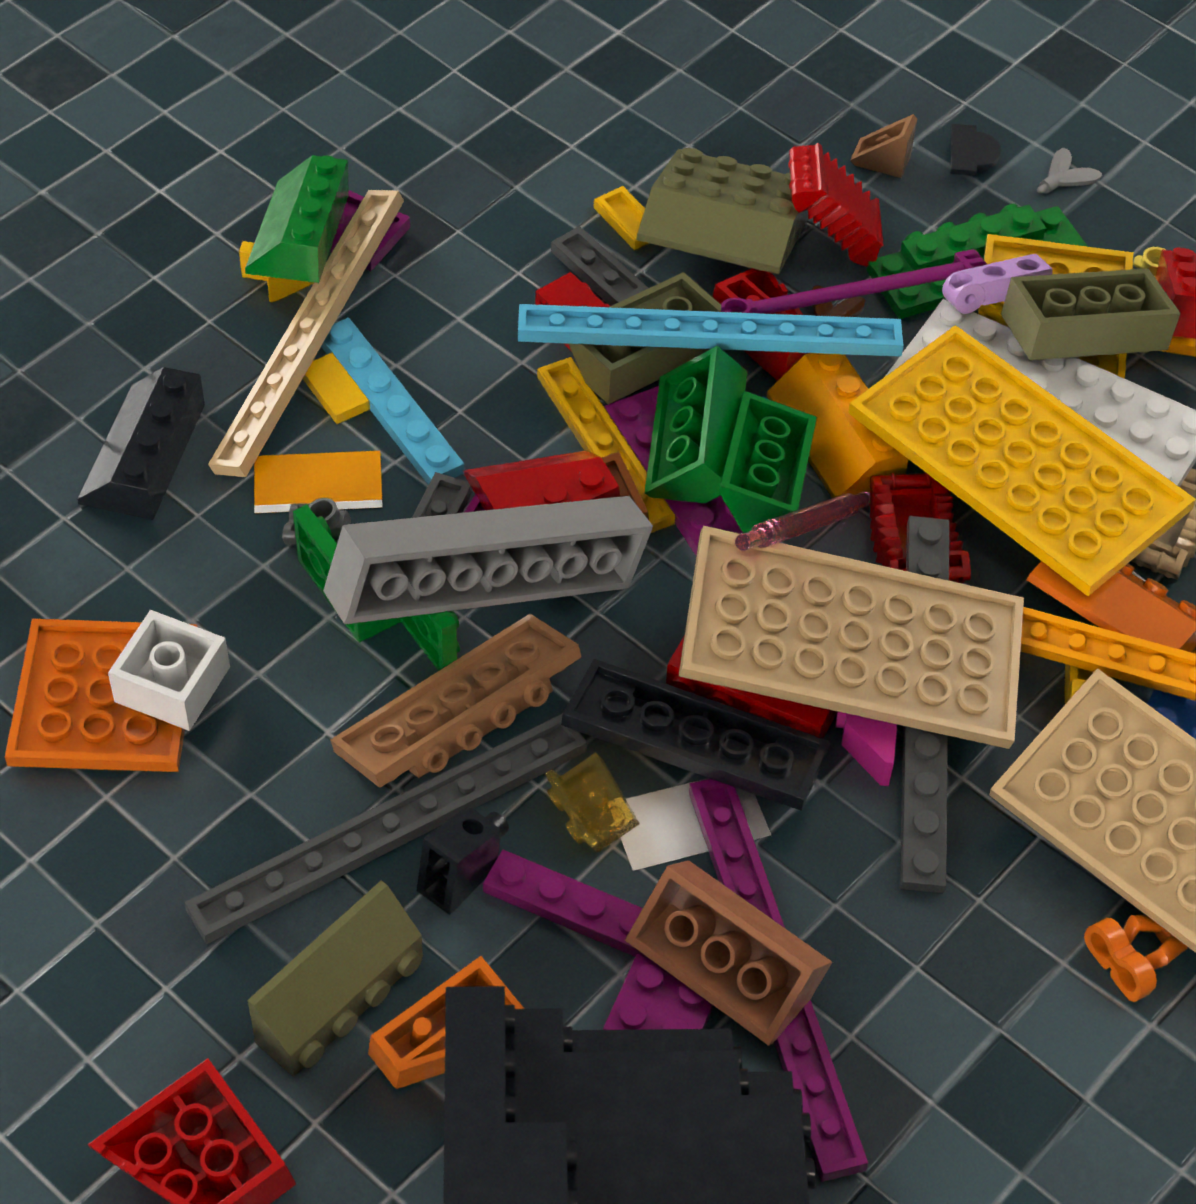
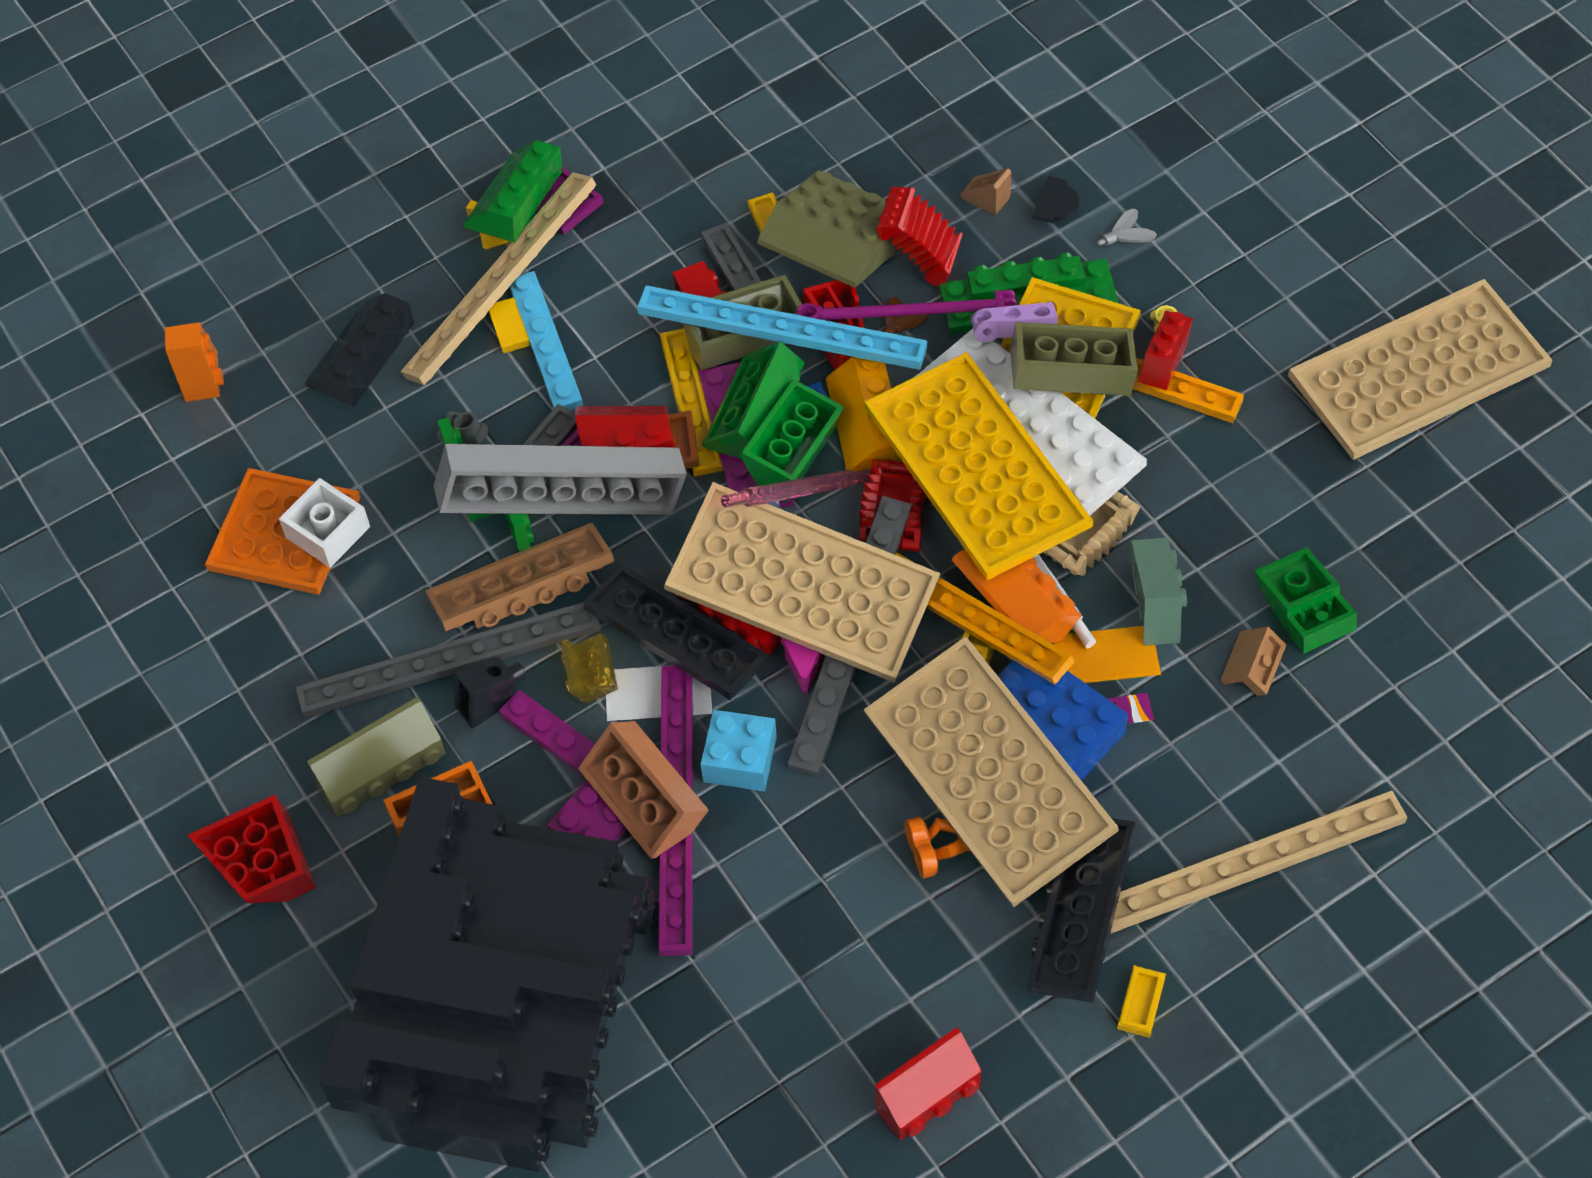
camera: 20 degrees right, 5 degrees up
(345, 477) = (482, 394): light orange sticker -> none
(834, 875) = (738, 750): none -> medium azure brick

